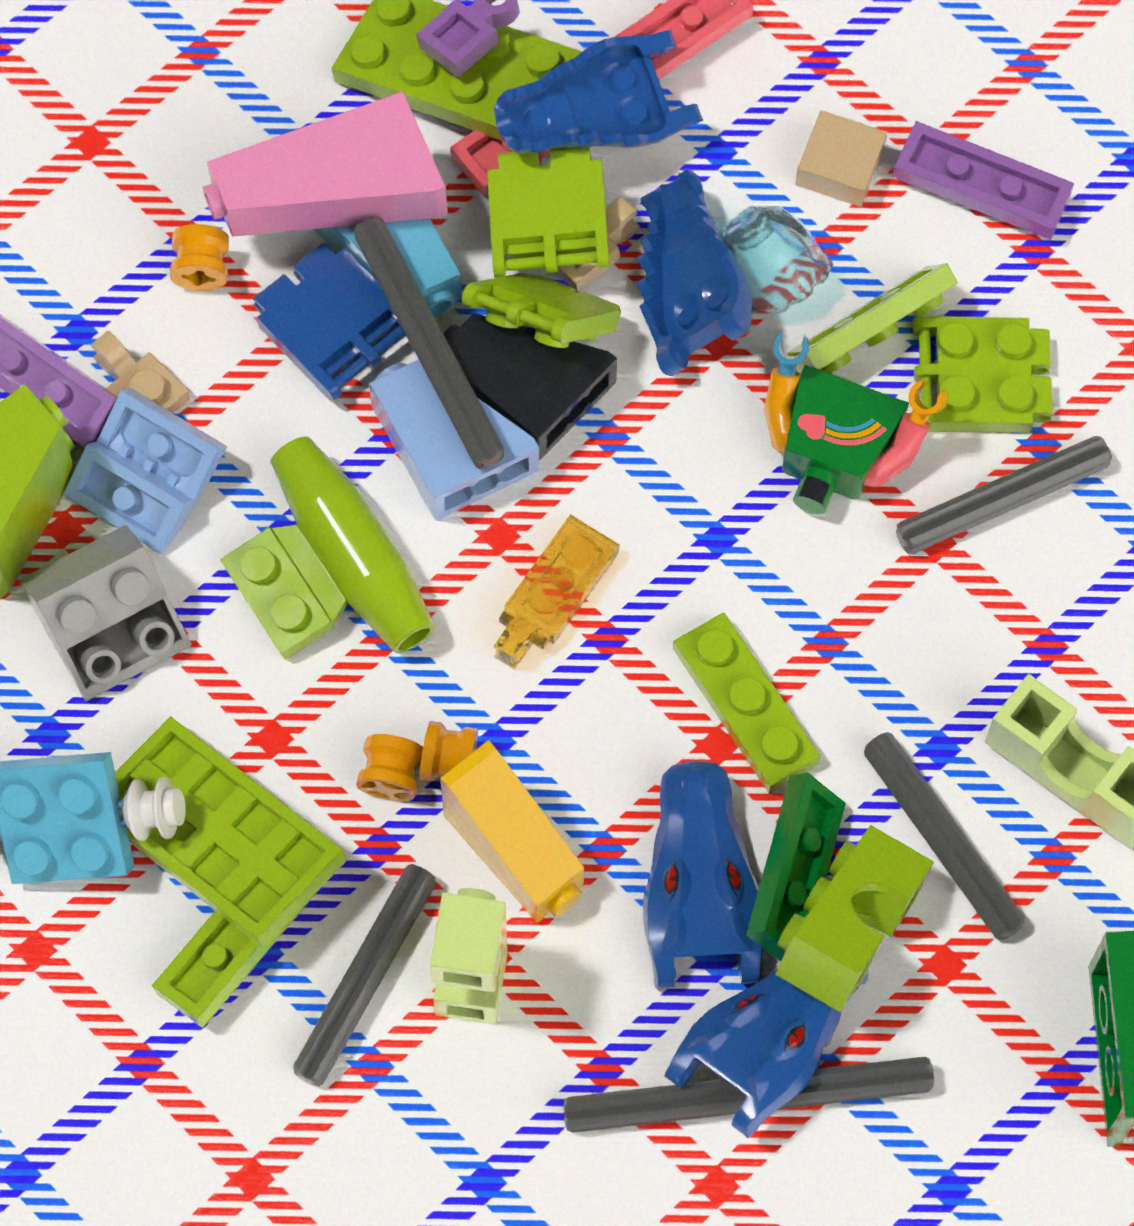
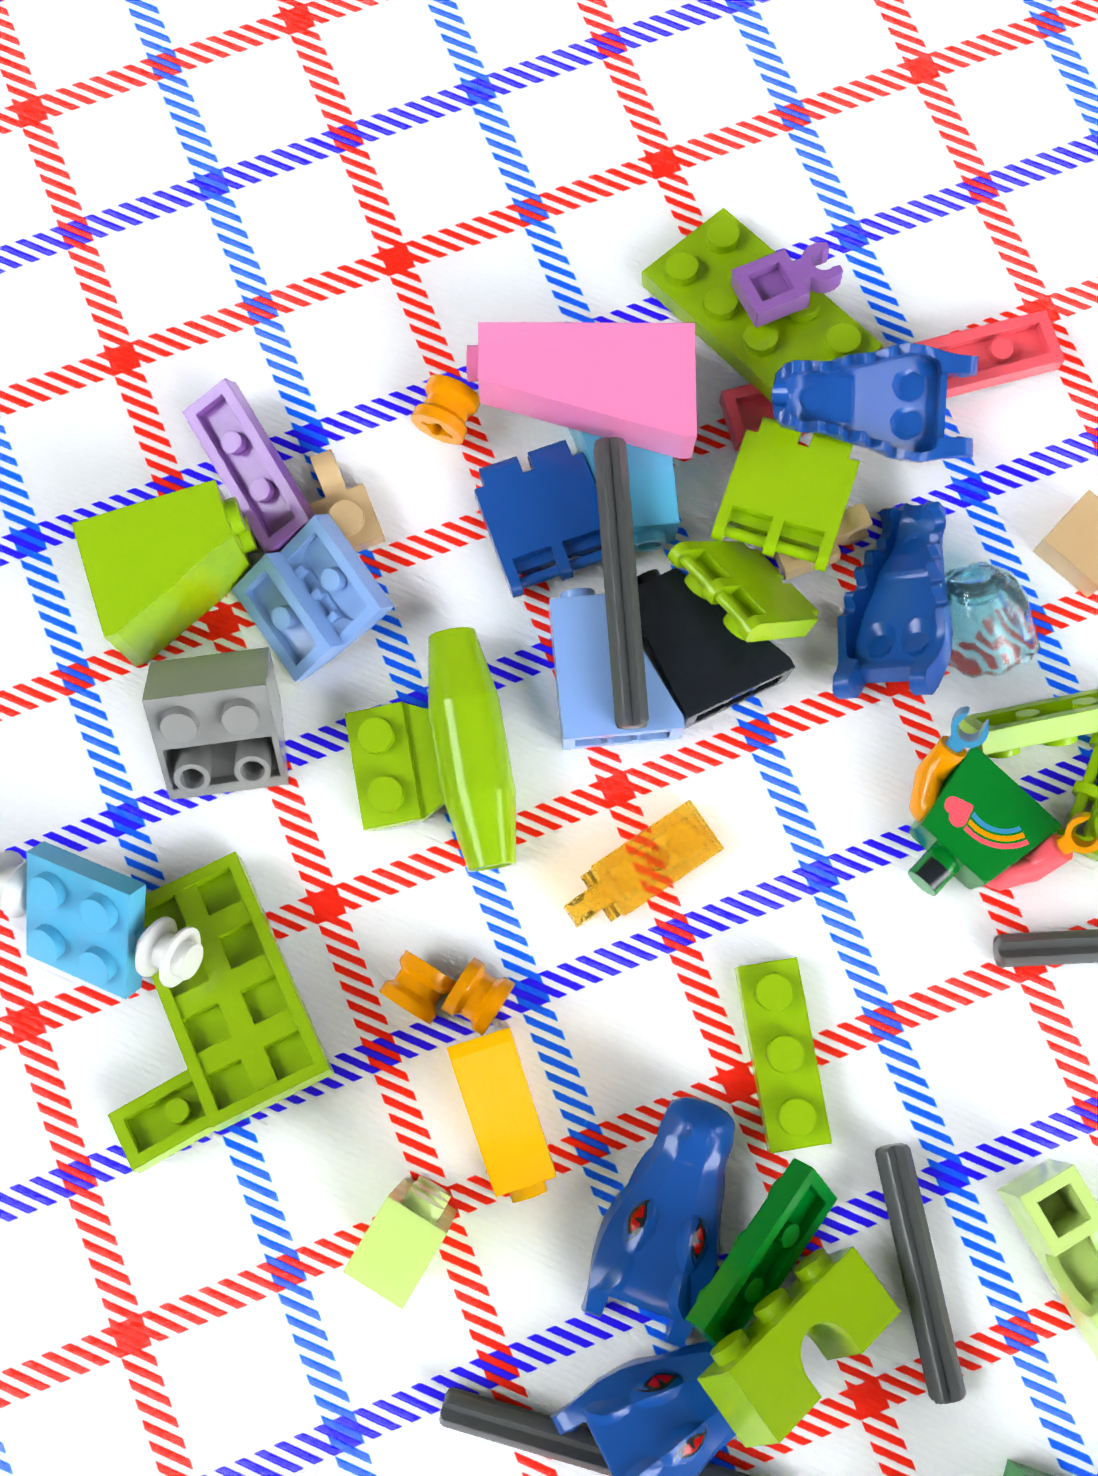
camera: 20 degrees right, 10 degrees up
(364, 975) = (311, 1182): dark grey axle -> none

